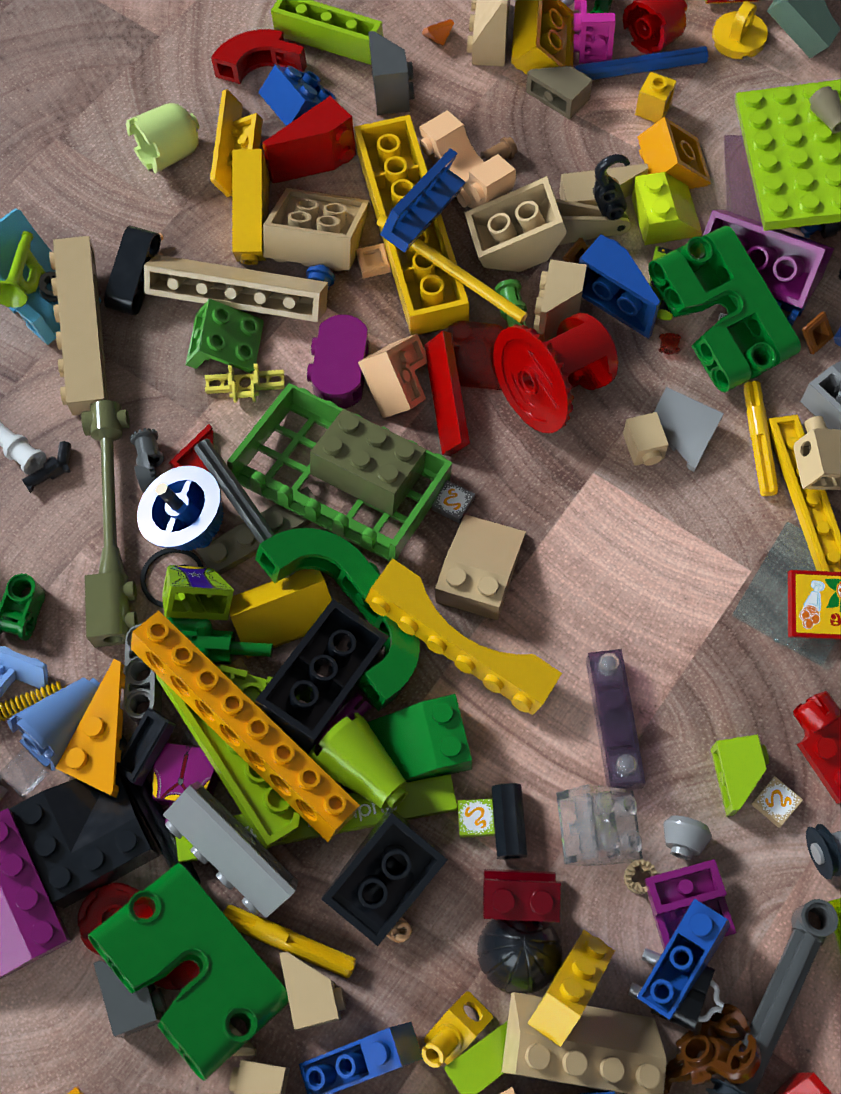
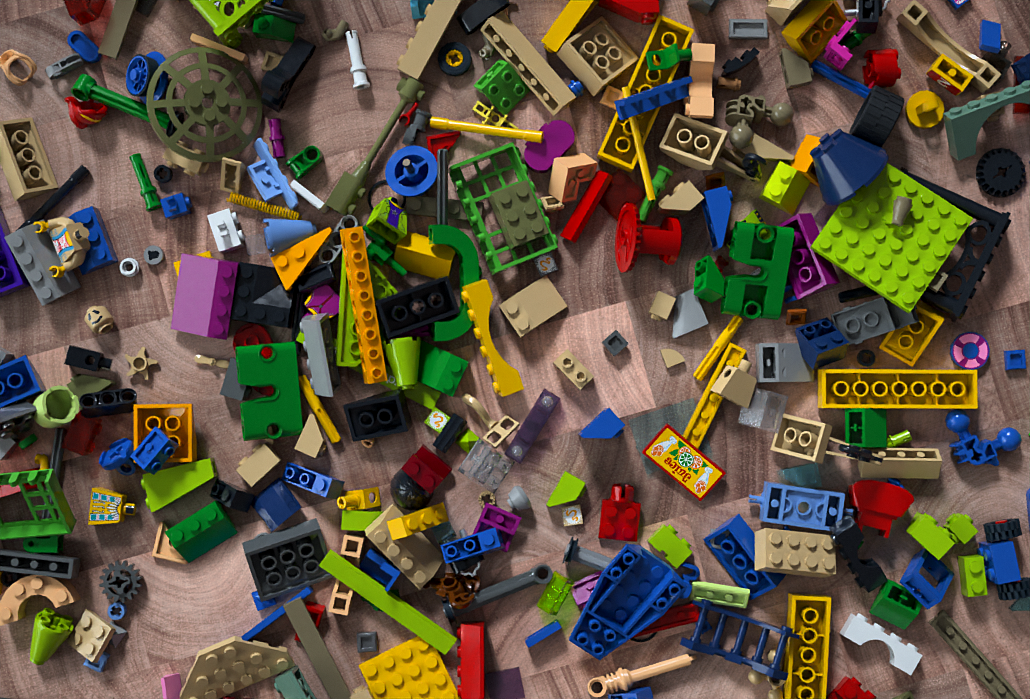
camera: 35 degrees right, 20 degrees up
(52, 468) = (369, 95): black piece -> none
(57, 643) = (309, 196): none -> white tile
(69, 998) = (211, 361): none -> tan piece
(123, 352) = (450, 50): none -> black bush
(124, 456) = (409, 114): none -> red hand
(172, 310) = (488, 49): none -> dark tan arm
(185, 428) = (527, 135): none -> yellow piece
(402, 423) = (551, 204): none -> tan slope
(405, 153) = (668, 57): none -> green bracket
(469, 90) = (748, 29): none -> light grey tile
(491, 122) = (736, 64): none -> black slope
(542, 814) = (467, 440): none -> lime slope
(554, 157) = (754, 109): none -> dark tan piece
(560, 763) = (494, 426): none -> tan piece
(605, 600) = (573, 369): none -> tan brick
(621, 978) = (443, 532): none -> clear light blue tile
(627, 528) = (615, 343): none -> dark grey plate
(655, 97) = (838, 116): yellow brick -> none
(675, 365) = (708, 280): none -> green slope
(702, 58) = (877, 116): none -> black tyre
(713, 493) = (671, 357): none -> tan tile
(715, 631) = (603, 426): none -> blue slope
(719, 116) = (845, 165): none -> dark blue cone

